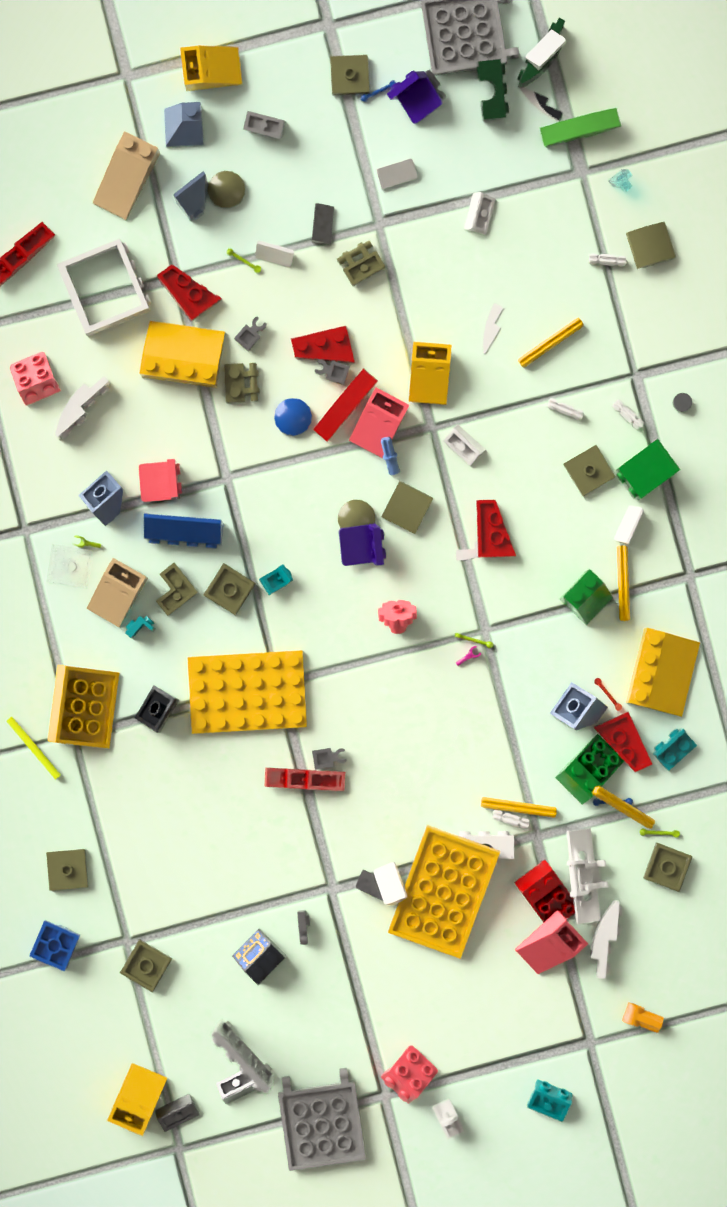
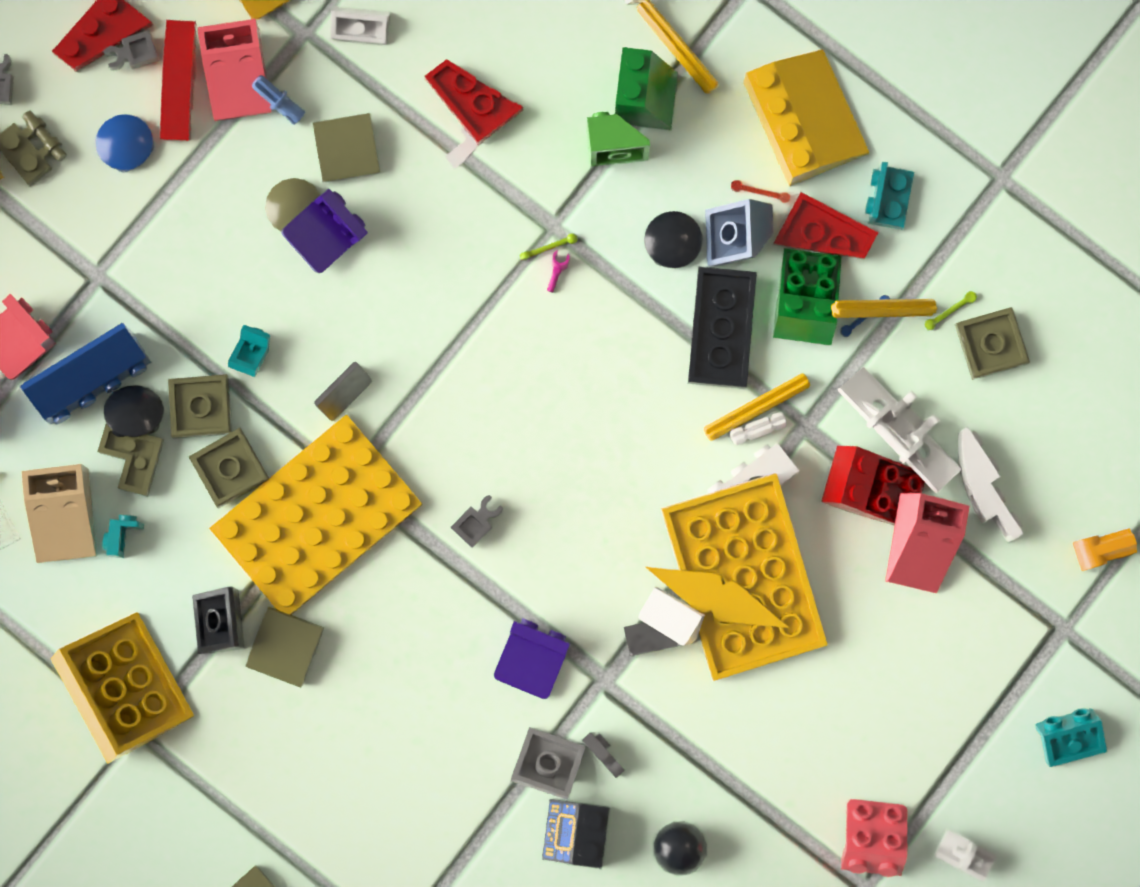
camera: 40 degrees left, 5 degrees down
(33, 747) = (97, 787): neon yellow bar -> none
(181, 748) = (284, 647): none -> olive slope
(193, 566) = (133, 411): none -> black dish
(220, 633) = (229, 468): none -> olive plate
(271, 910) = (548, 763): none -> light grey slope
(302, 850) = (531, 659): none -> dark purple bracket
(304, 779) = (468, 569): red slope -> none
(305, 1004) = (680, 848): none -> black piece
(309, 637) = (343, 391): none -> flat silver slope
(397, 615) = (432, 283): coral plant -> none
(418, 885) = (707, 593): none -> yellow sticker
(532, 752) = (722, 327): none -> black plate
(542, 685) = (673, 239): none -> black dish
(549, 610) = (614, 140): none -> bright green slope

